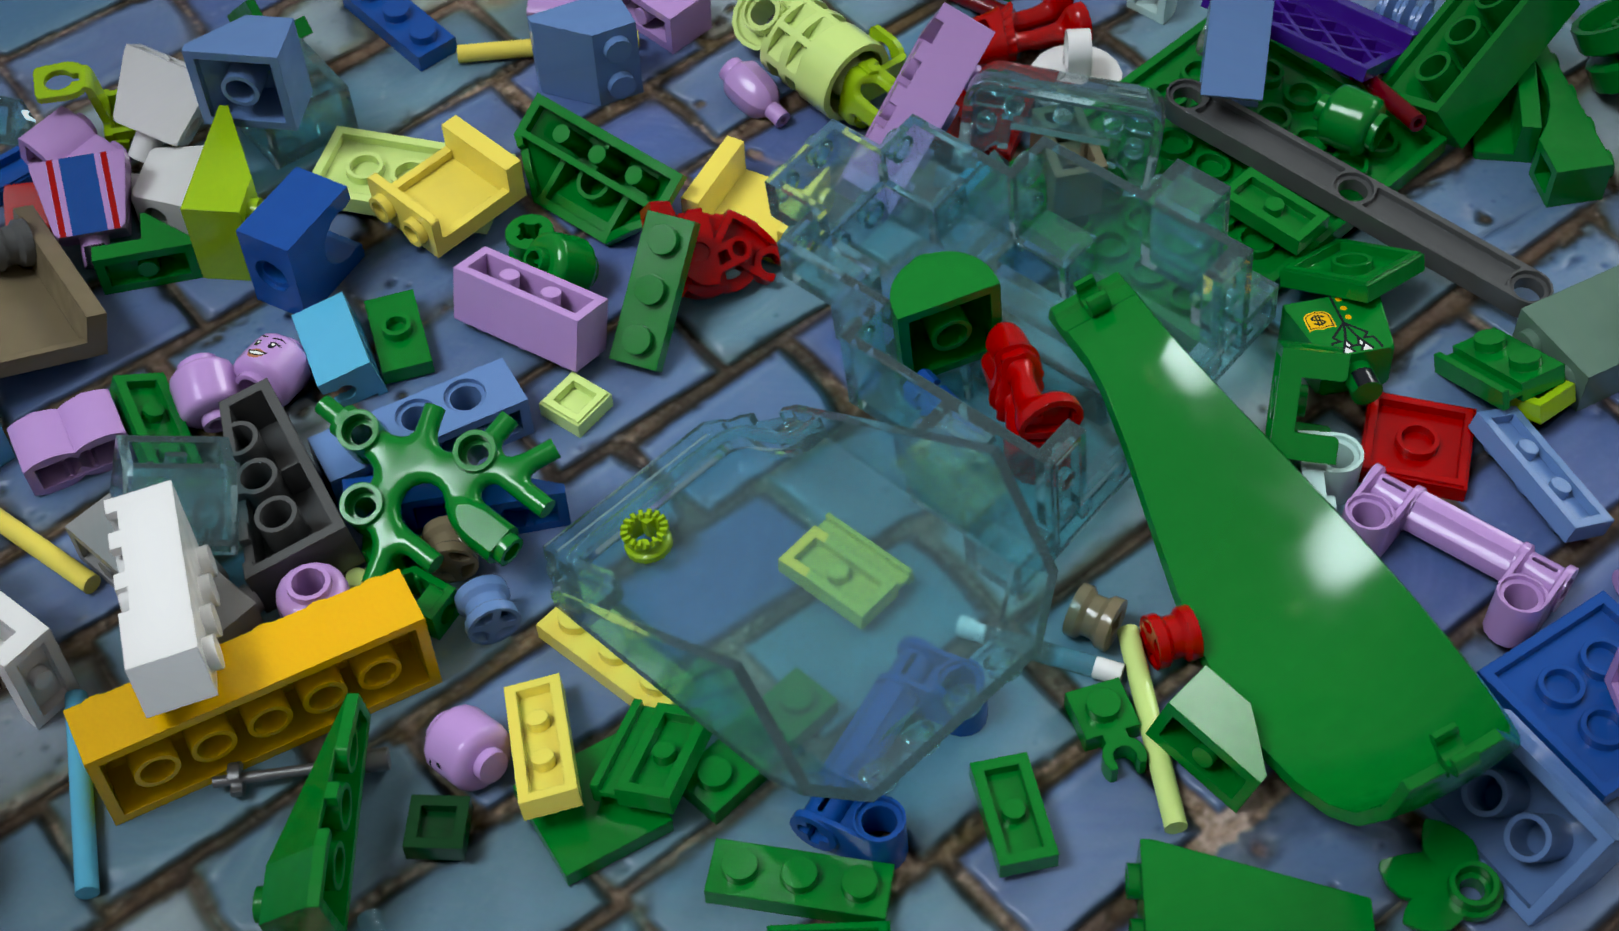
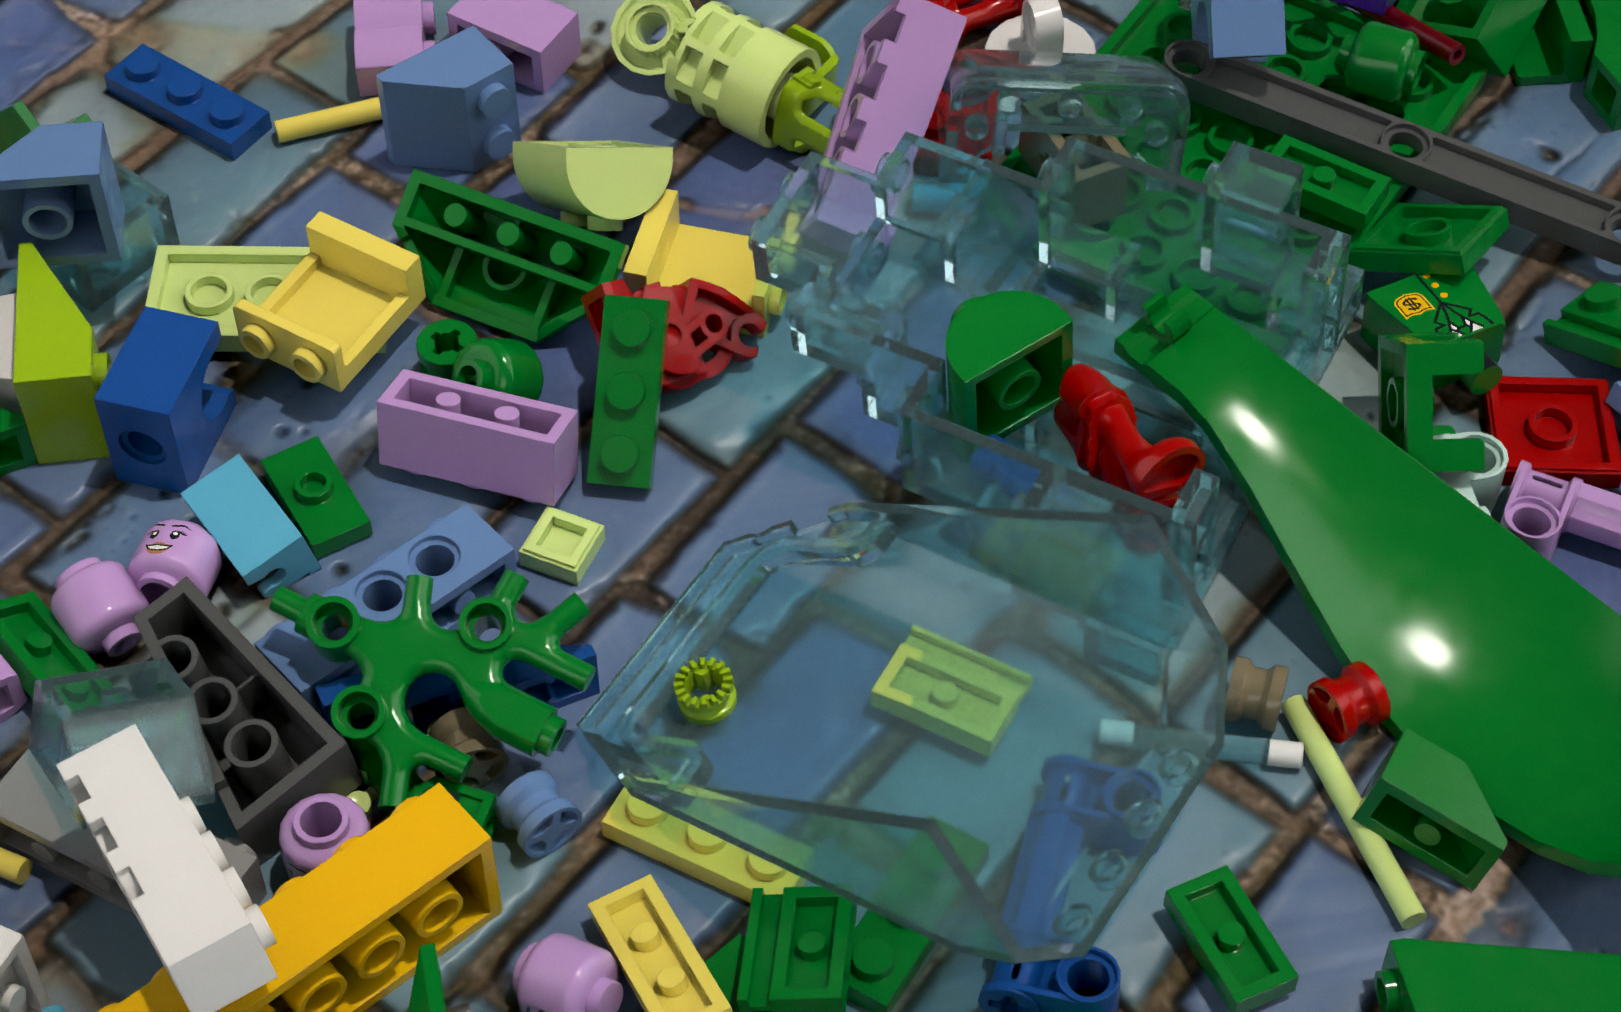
camera: 15 degrees left, 0 degrees up
(680, 122) = (593, 180): none -> yellowish green brick
(753, 91) = (660, 121): lavender plant -> none
(1109, 722) = (1303, 812): green plate -> none

